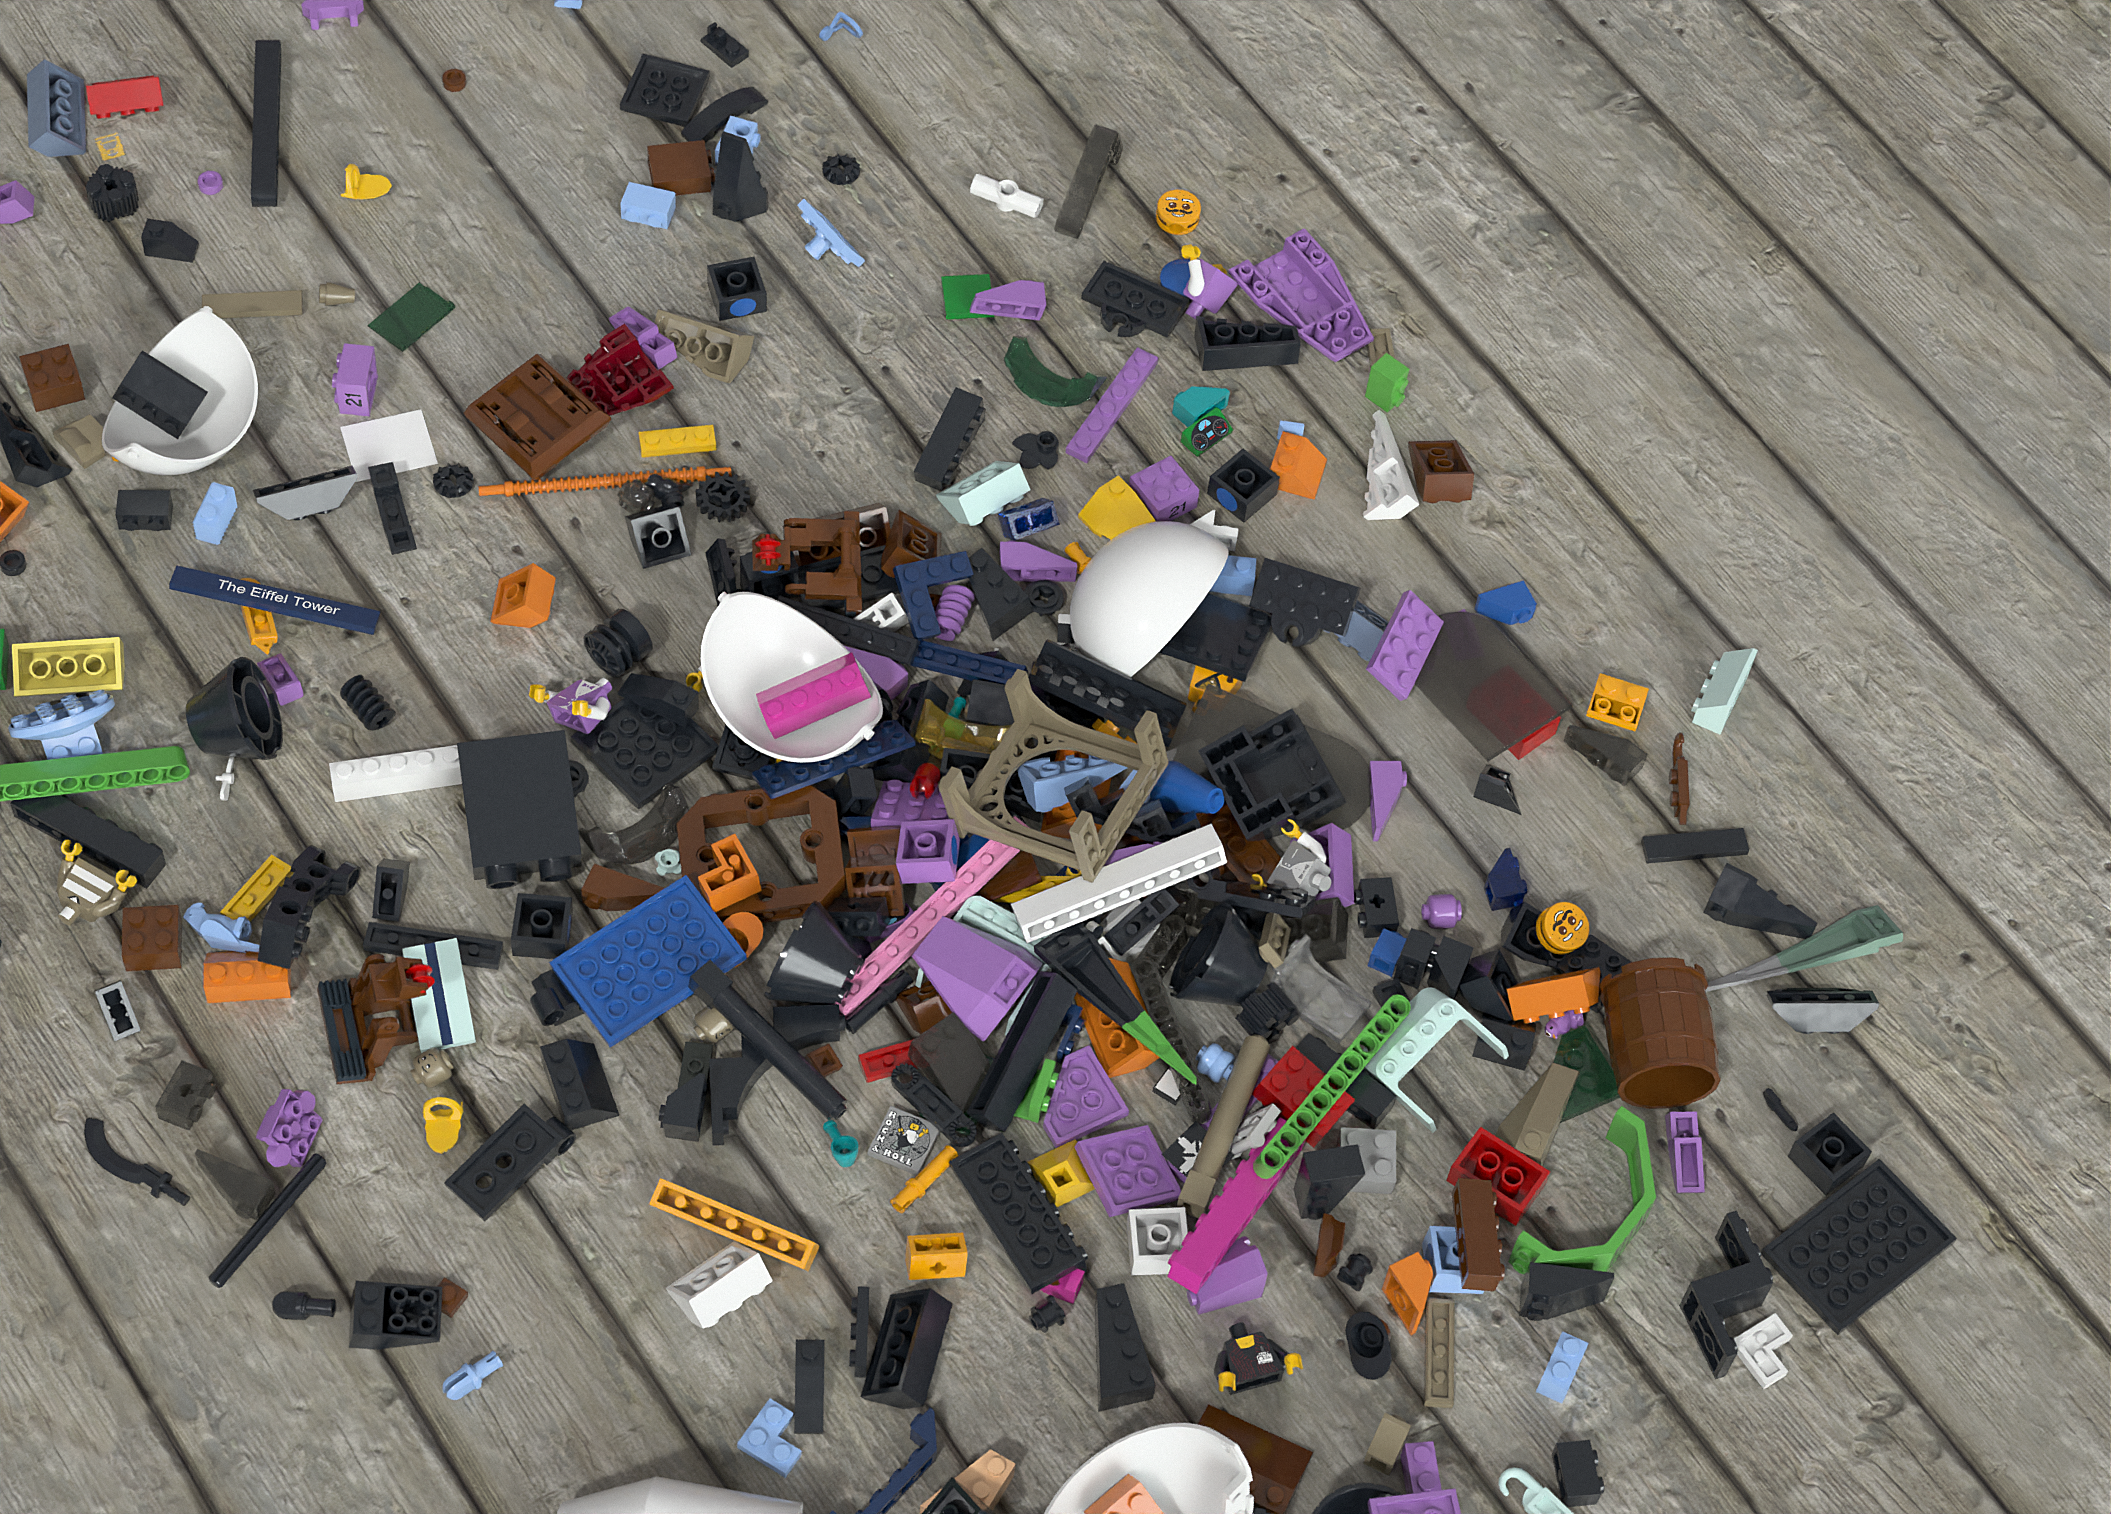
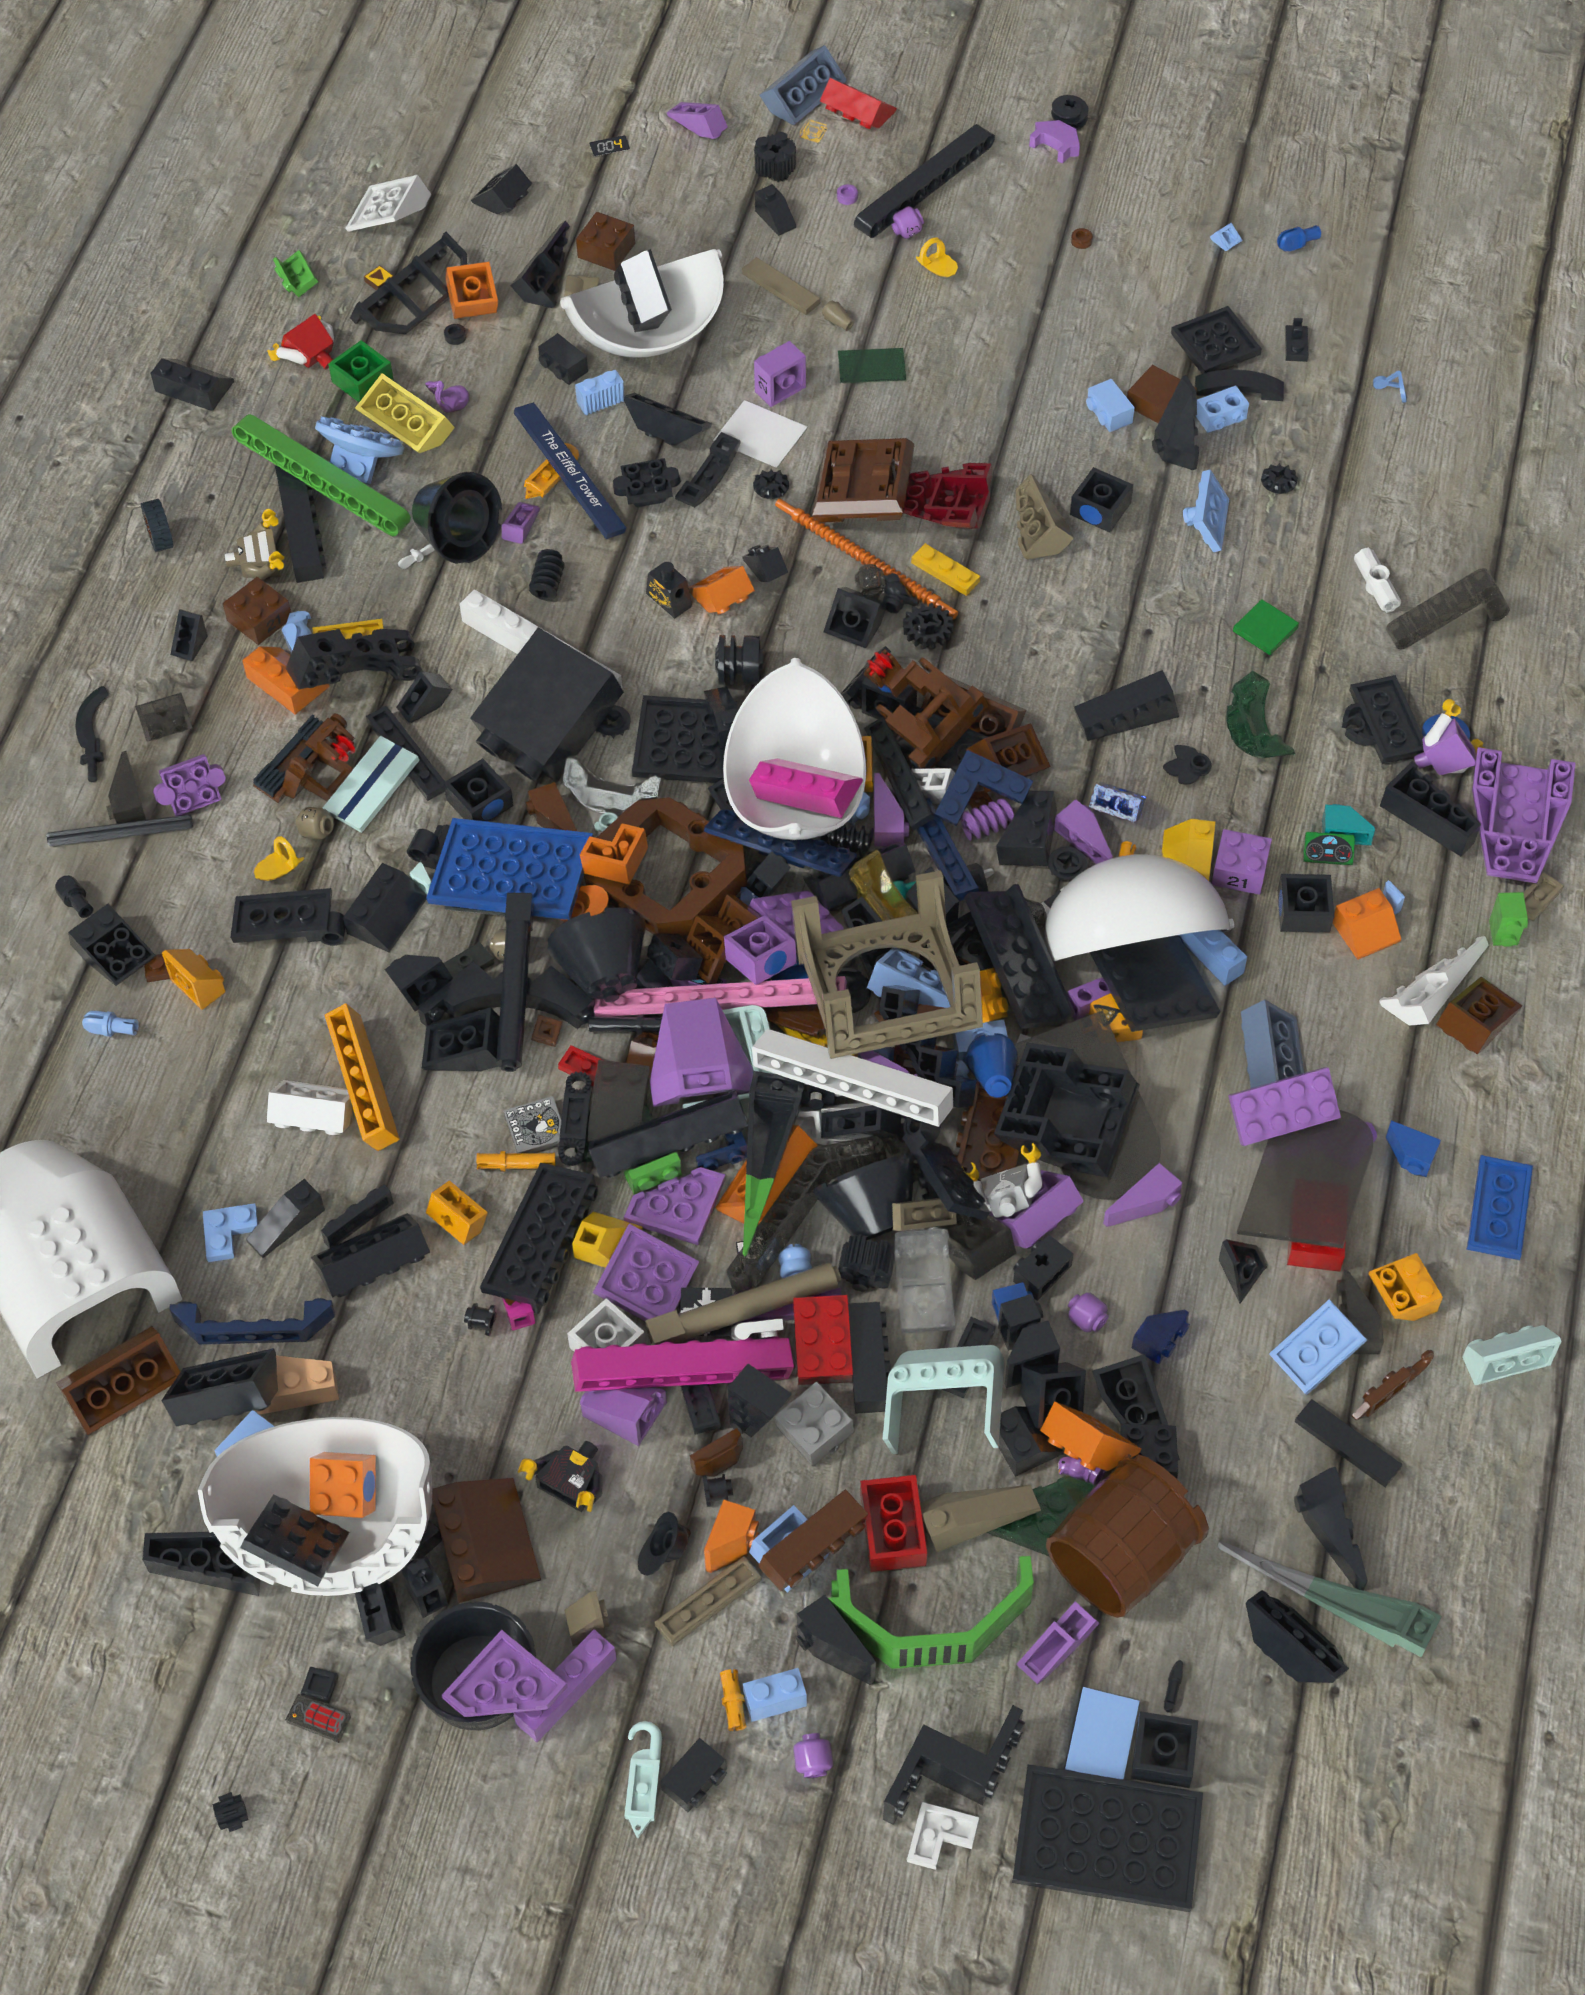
camera: 55 degrees right, 0 degrees up
(83, 617) = (454, 397): none -> medium lavender piece
(297, 169) = (907, 222): none -> medium lavender head
(358, 557) = (646, 482): none -> black piece
(485, 632) = (669, 589): none -> black torso
(496, 1275) = (194, 976): none -> light orange slope
(534, 546) = (765, 562): none -> black slope
(577, 706) = (668, 678): torso -> none
(582, 1032) = (420, 877): none -> light aqua slope
(653, 344) = (1003, 487): medium lavender slope -> none
(774, 1128) = (462, 1043): none -> black slope
(843, 1148) = (488, 1093): teal bar -> none
(925, 780) = (829, 906): red piece -> none
(984, 492) = (1110, 762): light aqua slope -> none
(1015, 300) = (1292, 651): medium lavender slope -> none
(1111, 405) = (1282, 777): medium lavender plate -> none
(1120, 1355) = (494, 1385): black wedge -> none
(1178, 212) = (1497, 685): light orange head -> none
(1179, 680) = (1084, 995): none -> medium lavender leg
(1224, 534) = (1243, 914): white slope -> none
(1275, 1227) = (701, 1408): none -> black plate
(1303, 601) = (1244, 1014): black plate -> none
(1327, 1096) = (849, 1337): bright green beam -> none
(1538, 1399) = (733, 1700): none -> light orange pin
(1562, 928) = (1152, 1399): light orange head -> none
(1600, 597) = (1499, 1207): none -> blue tile
(1610, 796) = (1318, 1347): none -> light blue tile
(1632, 1382) = (813, 1756): none -> medium lavender head
(1777, 1185) = (1102, 1734): none -> light blue tile

